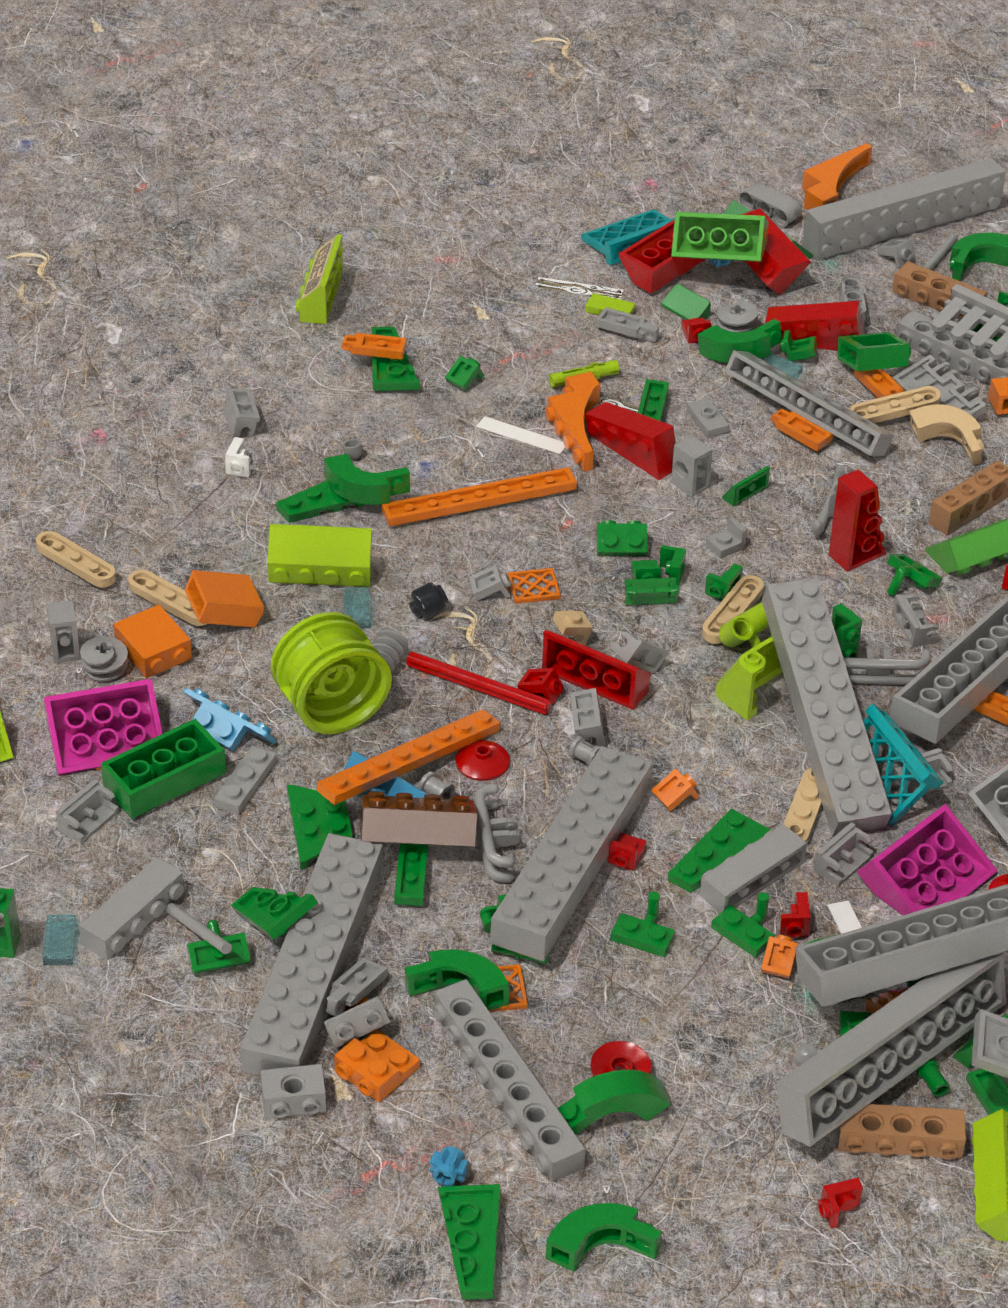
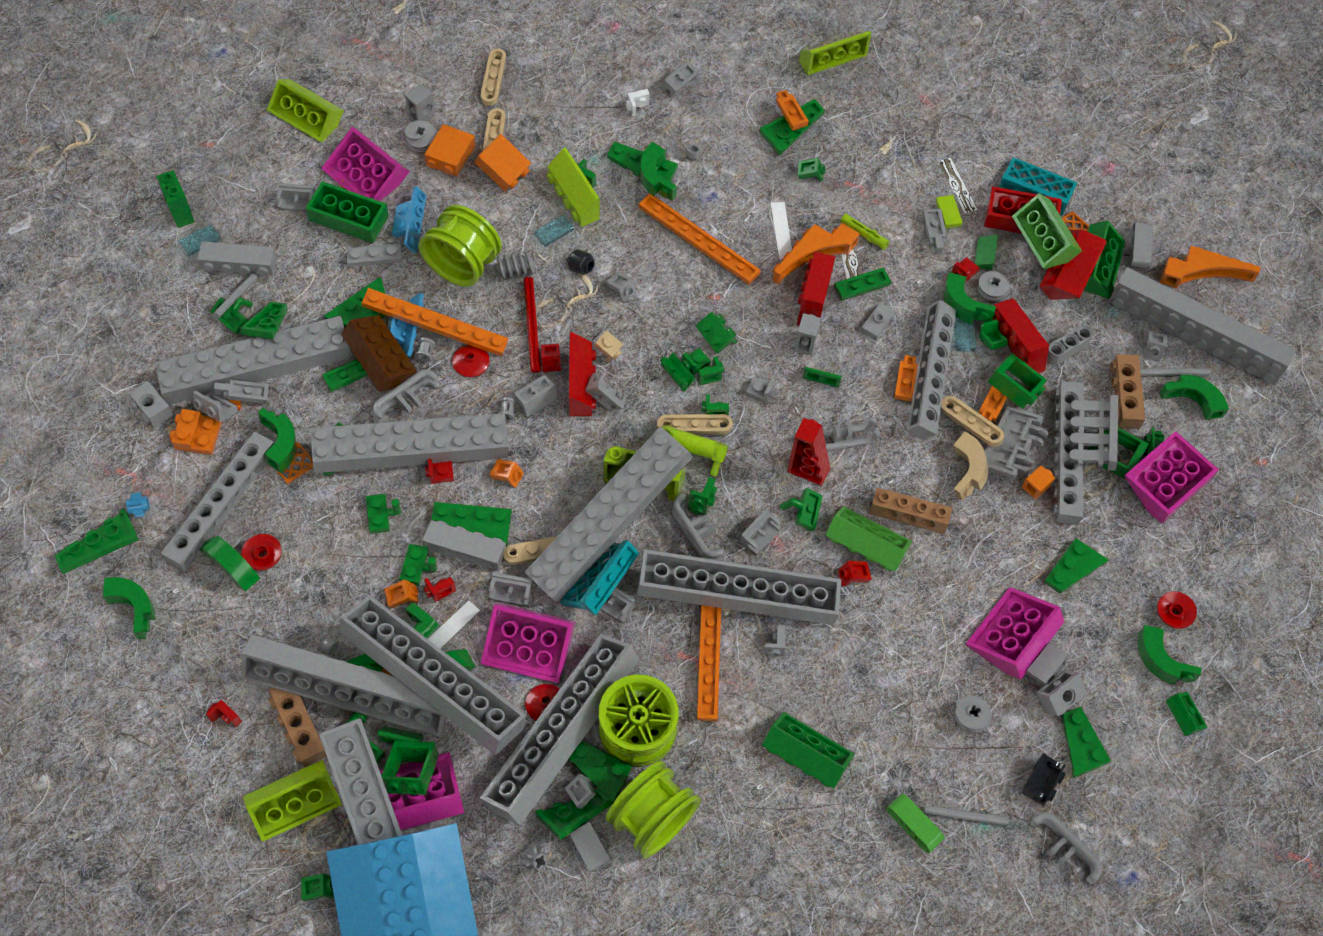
camera: 55 degrees right, 20 degrees up
(531, 596) = (642, 308): orange window -> none

